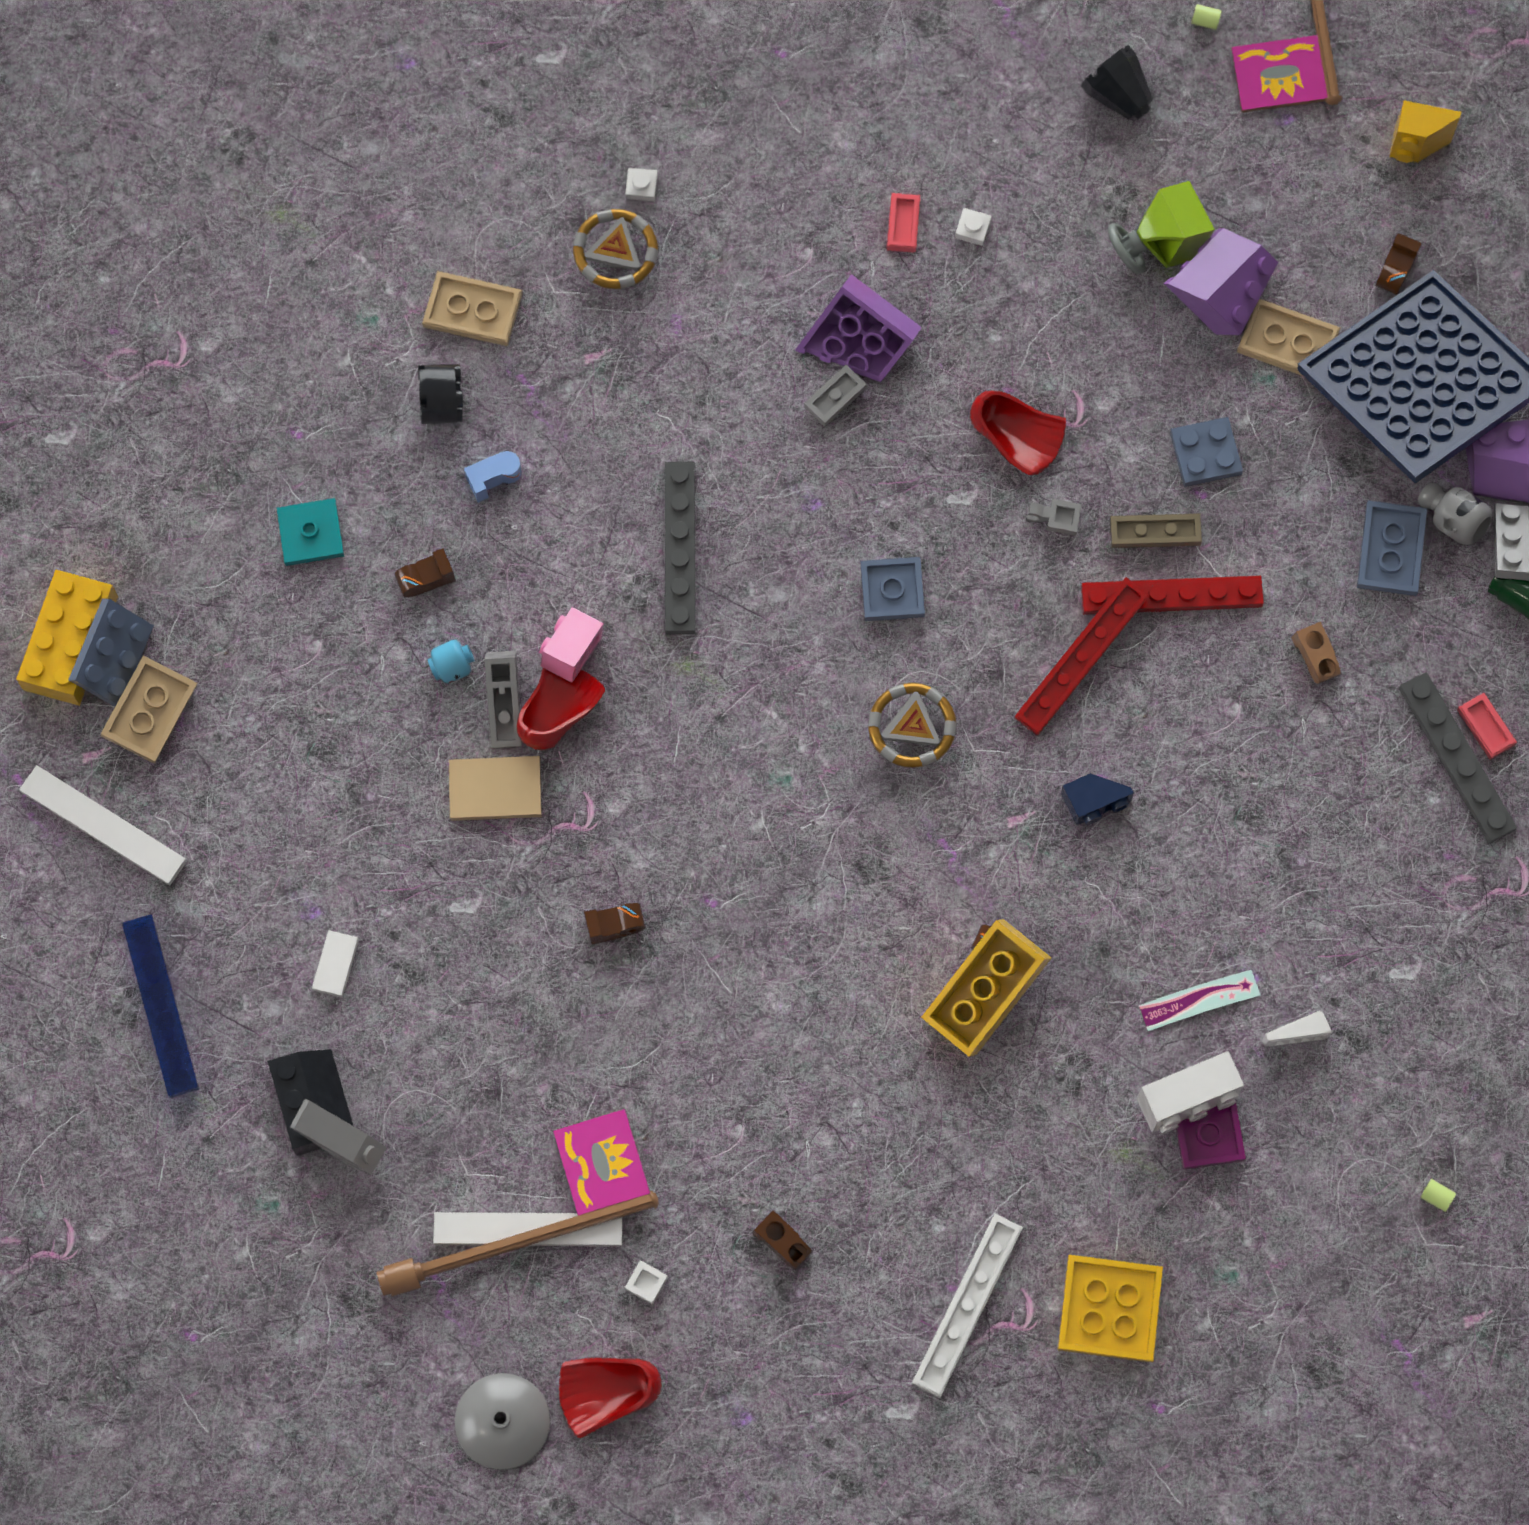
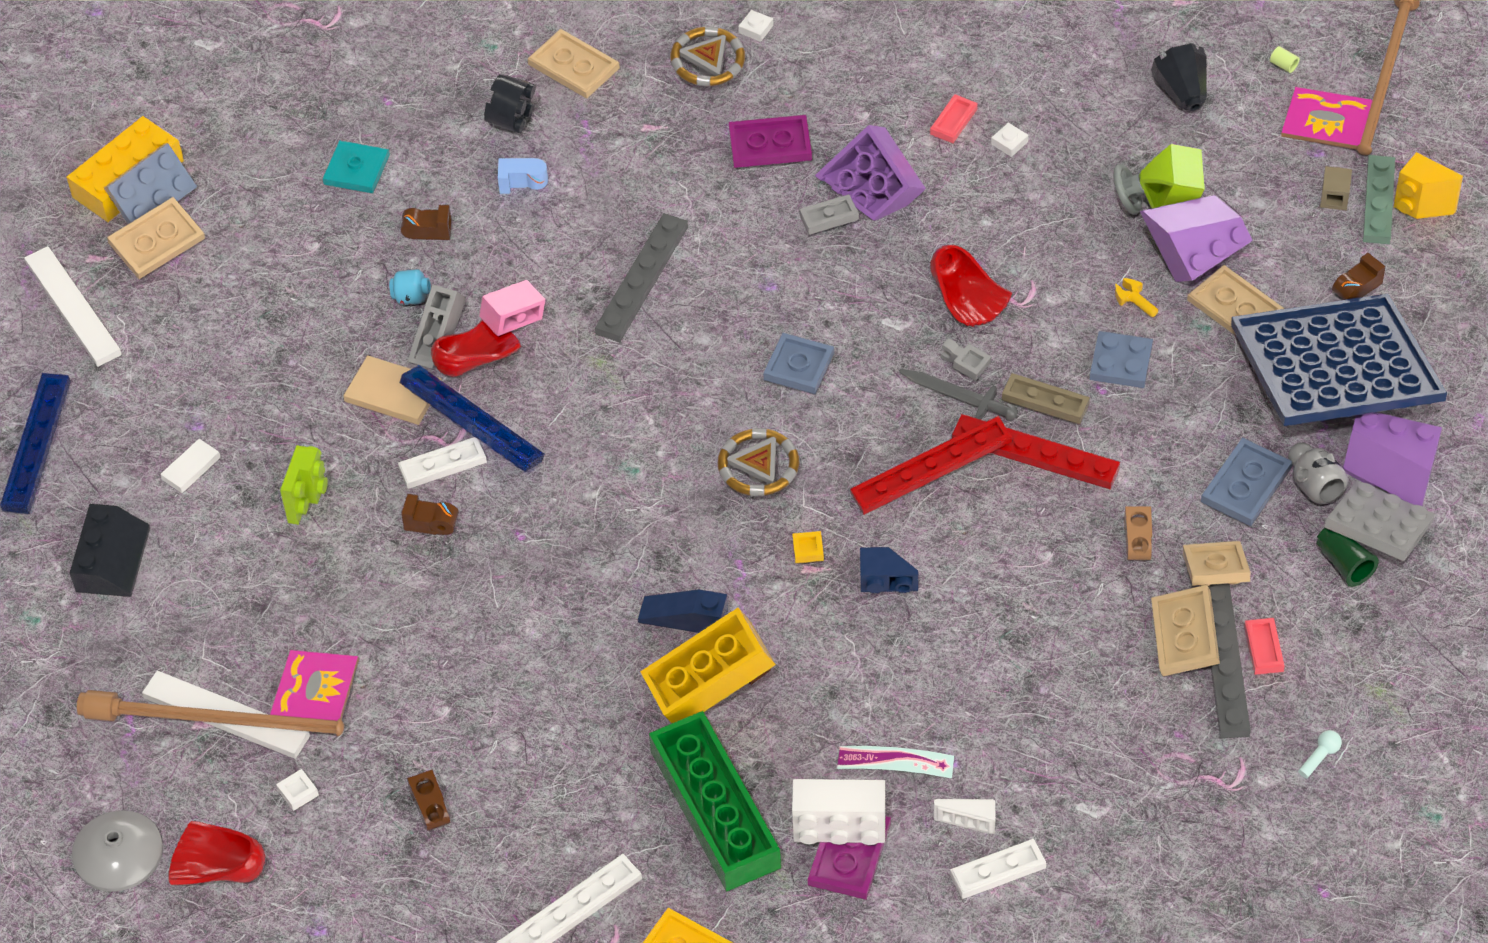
camera: 25 degrees right, 20 degrees down
(338, 1137) = (109, 575): light grey slope -> none
(472, 937) = (303, 482): none -> lime plate
(590, 852) = (442, 462): none -> white tile
(598, 793) = (472, 418): none -> clear blue plate
(730, 328) = (770, 141): none -> magenta plate
(921, 923) = (684, 610): none -> dark blue slope
(1005, 800) = (808, 547): none -> yellow plate
(1057, 1123) = (715, 801): none -> green brick
(1068, 557) = (983, 403): none -> dark grey sword
(1185, 370) = (1133, 296): none -> yellow bar
(1328, 160) = (1336, 188): none -> dark tan brick
(1349, 1074) = (997, 868): none -> white tile
(1373, 154) = (1379, 199): none -> sand green plate
(1407, 656) = (1216, 563): none -> tan plate
(1410, 744) = (1185, 630): none -> tan plate

